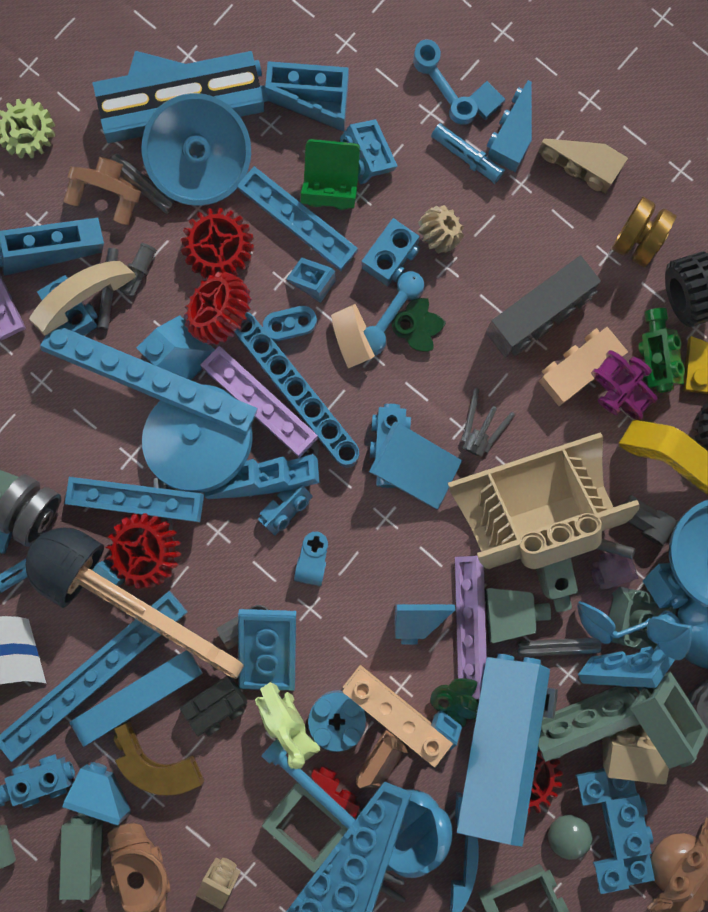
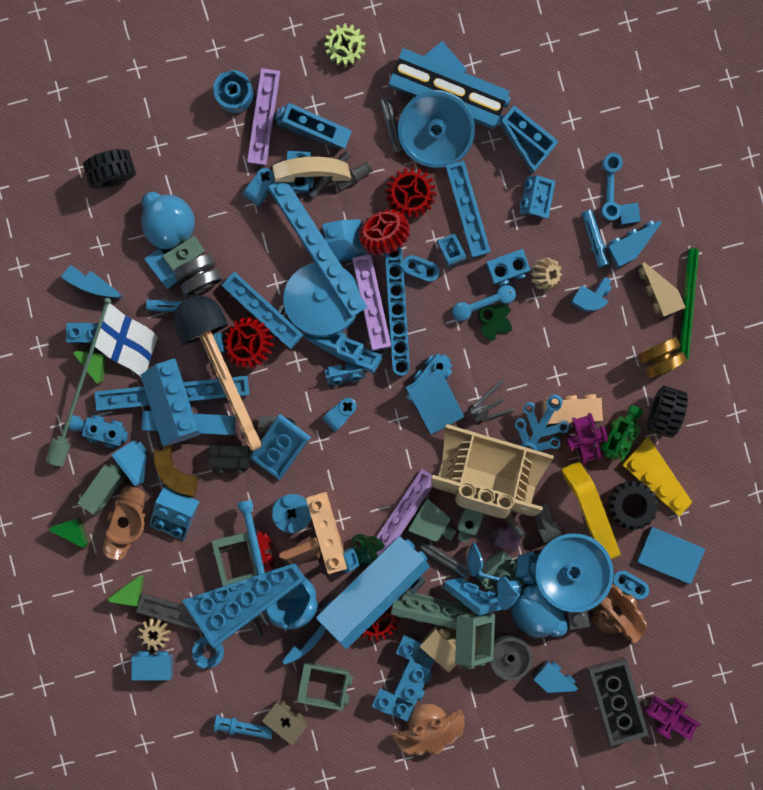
camera: 35 degrees right, 5 degrees up
(32, 362) = (257, 189): none -> dark azure piece
(95, 689) = (169, 403): none -> dark azure slope
(106, 177) = (373, 110): nougat connector -> none
(192, 823) = (173, 513): none -> dark azure slope
(218, 882) = (167, 555): tan slope -> none
(286, 724) = (262, 493): yellowish green animal -> none
(330, 174) = (504, 197): green bracket -> none
(350, 336) = (450, 299): light nougat slope -> none
(419, 620) = (375, 489): dark azure slope -> none
(511, 226) = (592, 301): none -> dark azure brick
(543, 306) = (572, 360): dark grey brick -> none
(562, 412) = (540, 430): none -> dark azure plant
(570, 837) = (377, 666): sand green hair -> none
(619, 143) = (688, 300): none -> green axle

